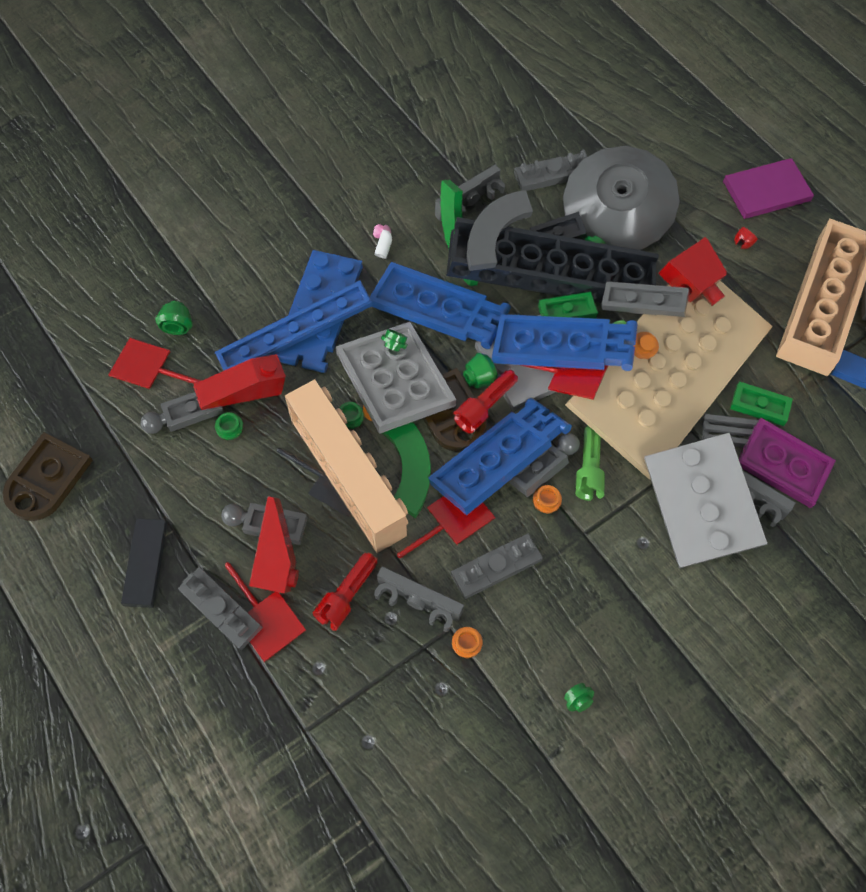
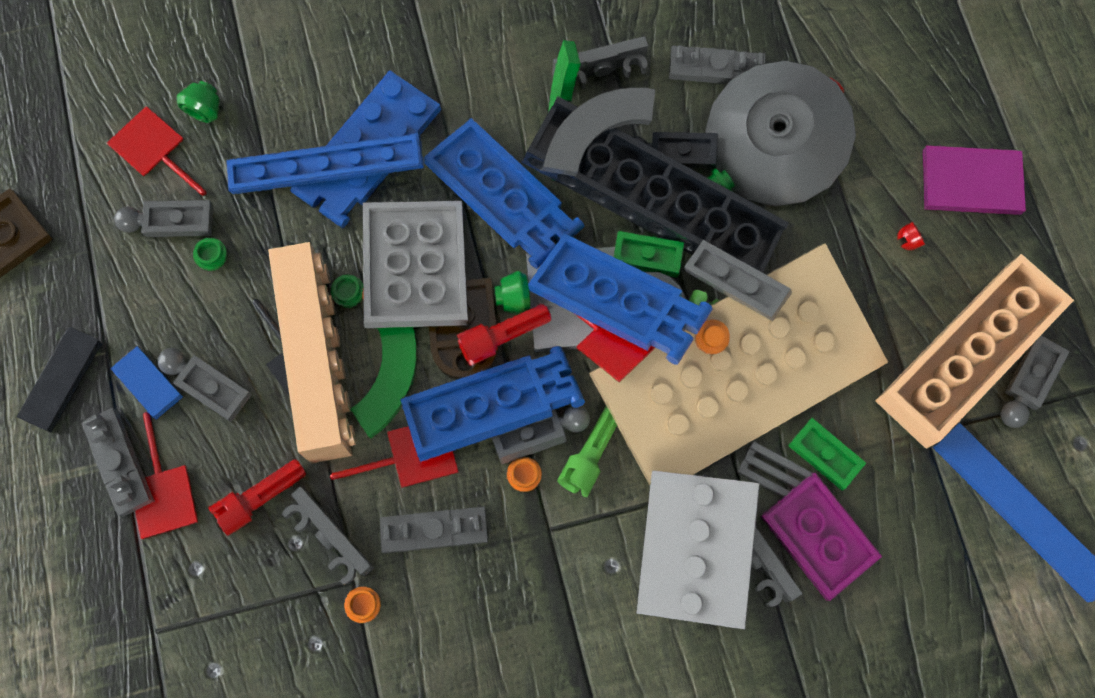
camera: 20 degrees right, 10 degrees up
(218, 539) = (146, 382): none -> blue tile
(242, 383) = (238, 210): red slope -> none
(274, 555) = (194, 425): red slope -> none
(385, 240) = (477, 87): white arm -> none
(394, 340) = (428, 221): green plate -> none
(697, 270) = (816, 268): red torso -> none

